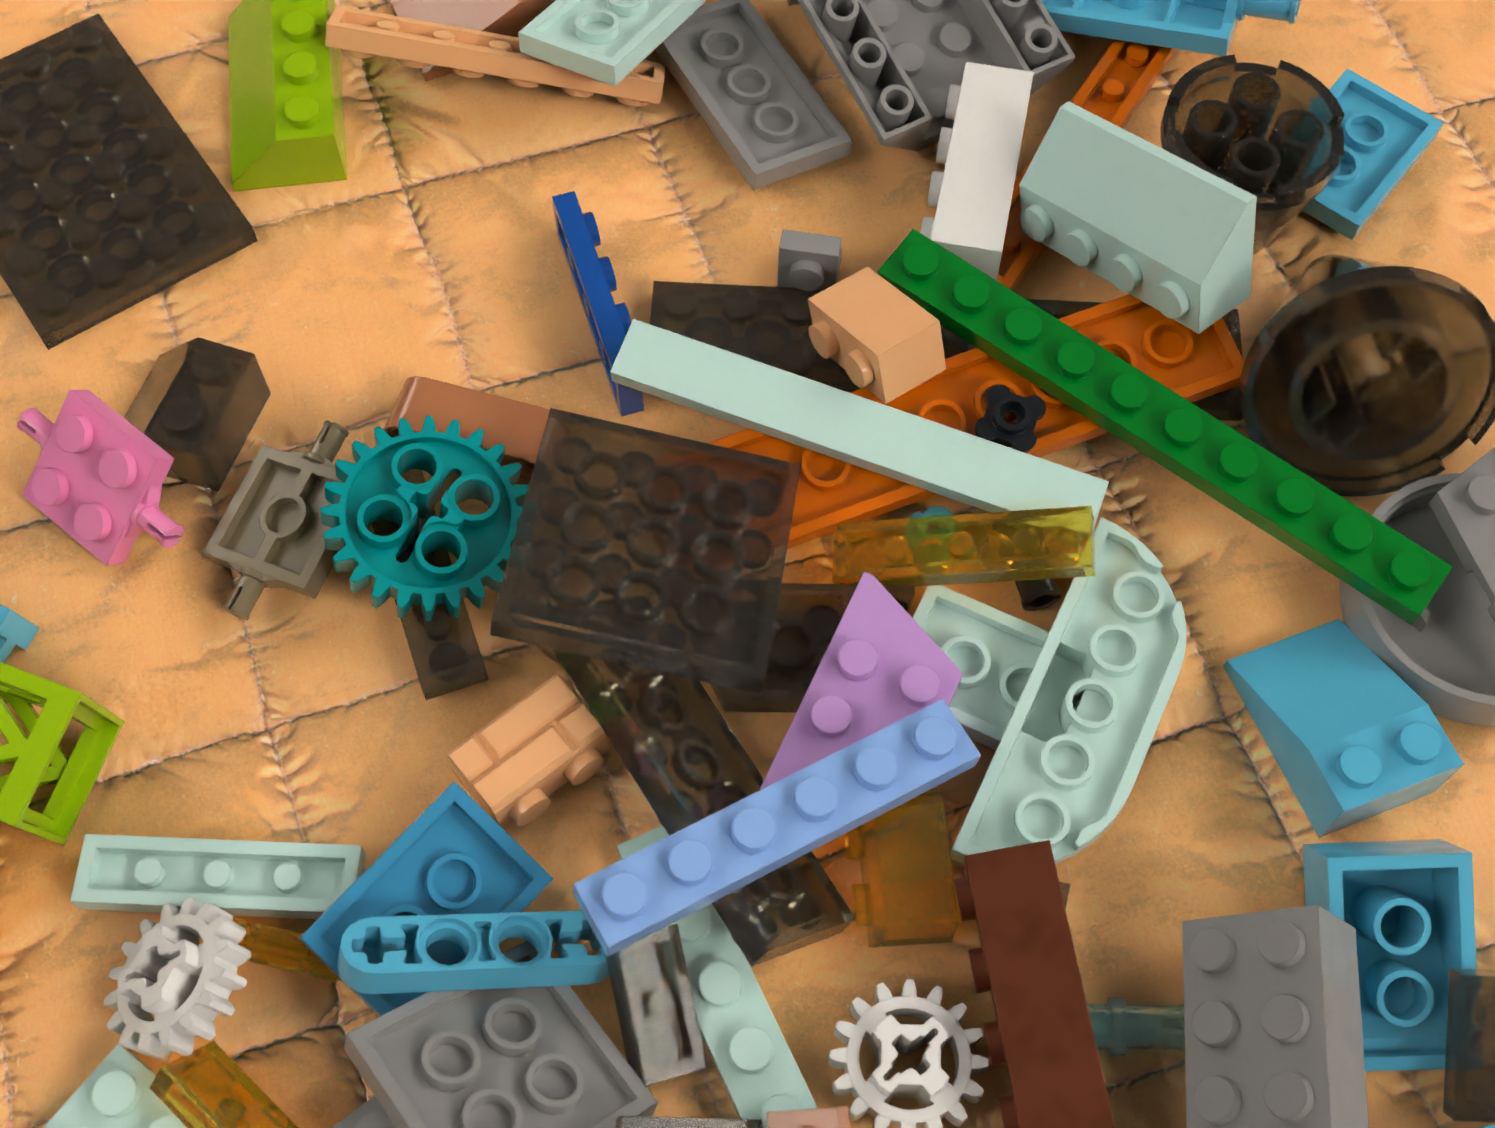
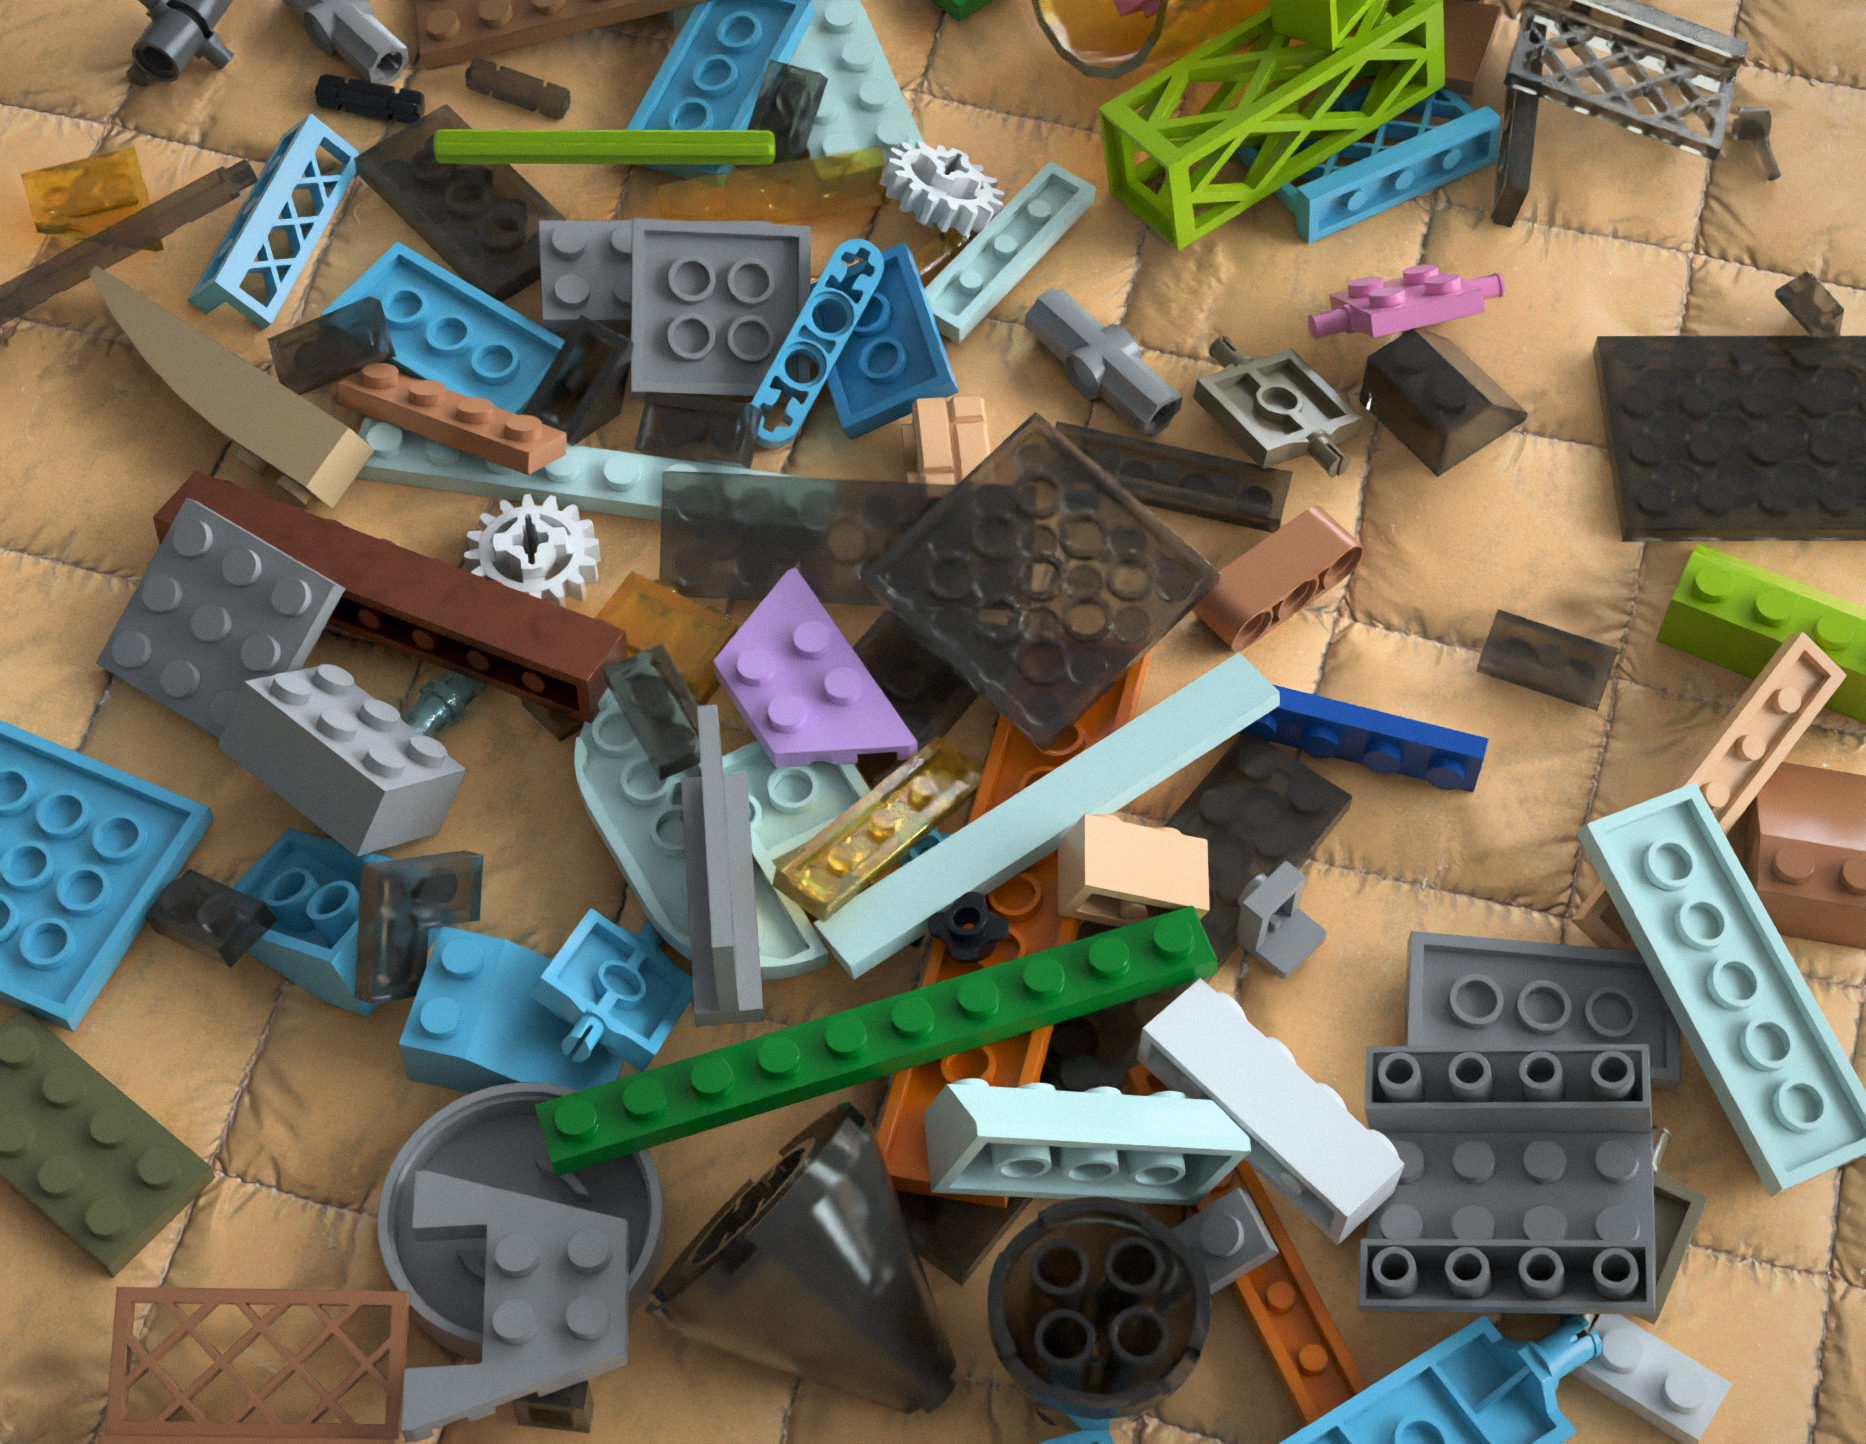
camera: 125 degrees right, 5 degrees down
(315, 702) = (1103, 362): none -> light grey piece
(377, 491) = (1242, 447): teal gear -> none
(428, 220) = (1547, 660): none -> clear smoke plate
(773, 827) = (743, 534): light blue plate -> none
(1011, 773) = (657, 709): none -> clear smoke plate
(1140, 599) = (720, 887): none -> light grey fence
(1268, 647) = (614, 990): none -> medium azure plate
(1384, 829) = (398, 909): none -> clear smoke plate

